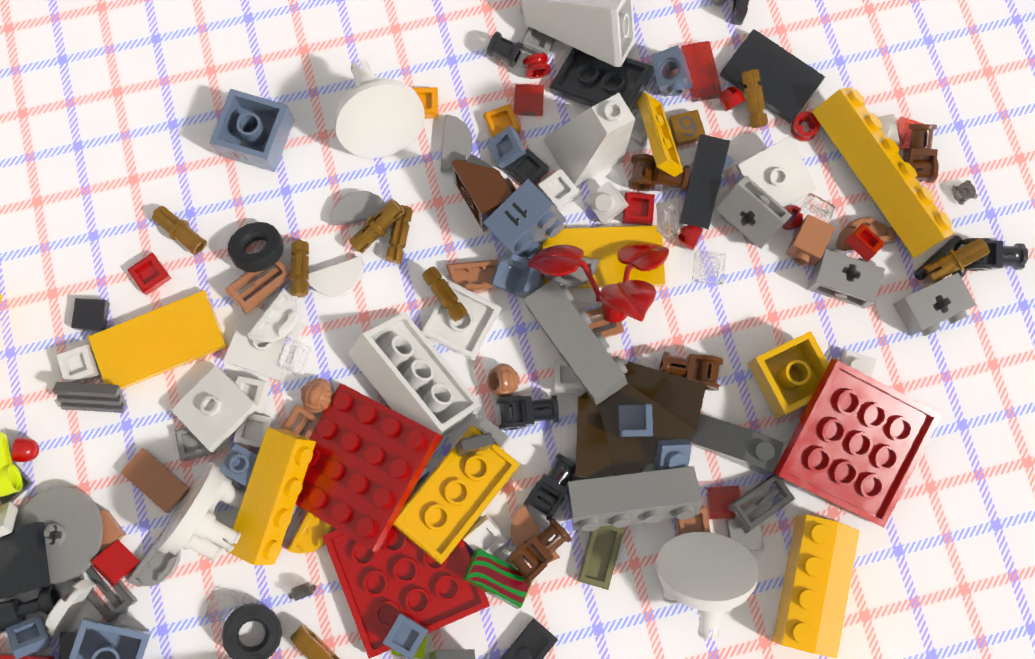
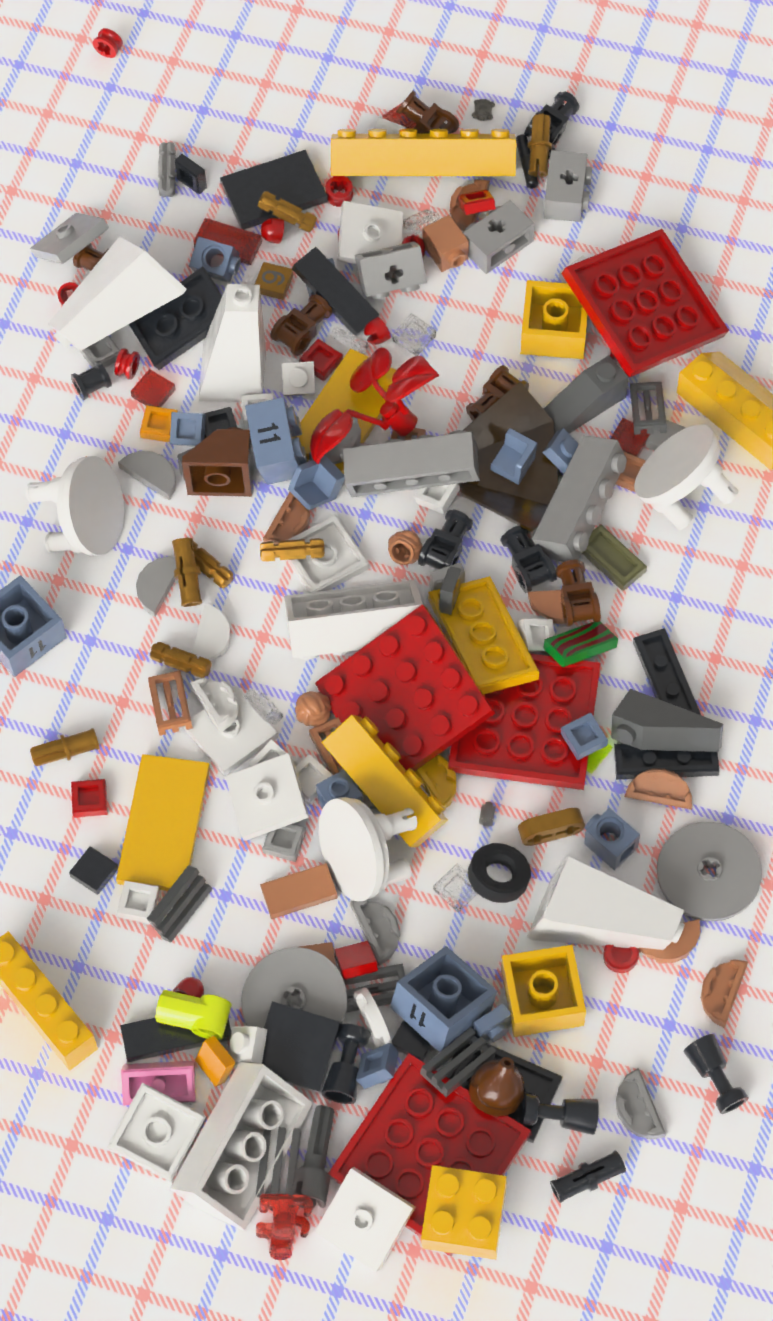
camera: 55 degrees left, 15 degrees down
(264, 258) = (146, 693): black tyre -> none
(659, 135) = (286, 300): yellow tile -> none

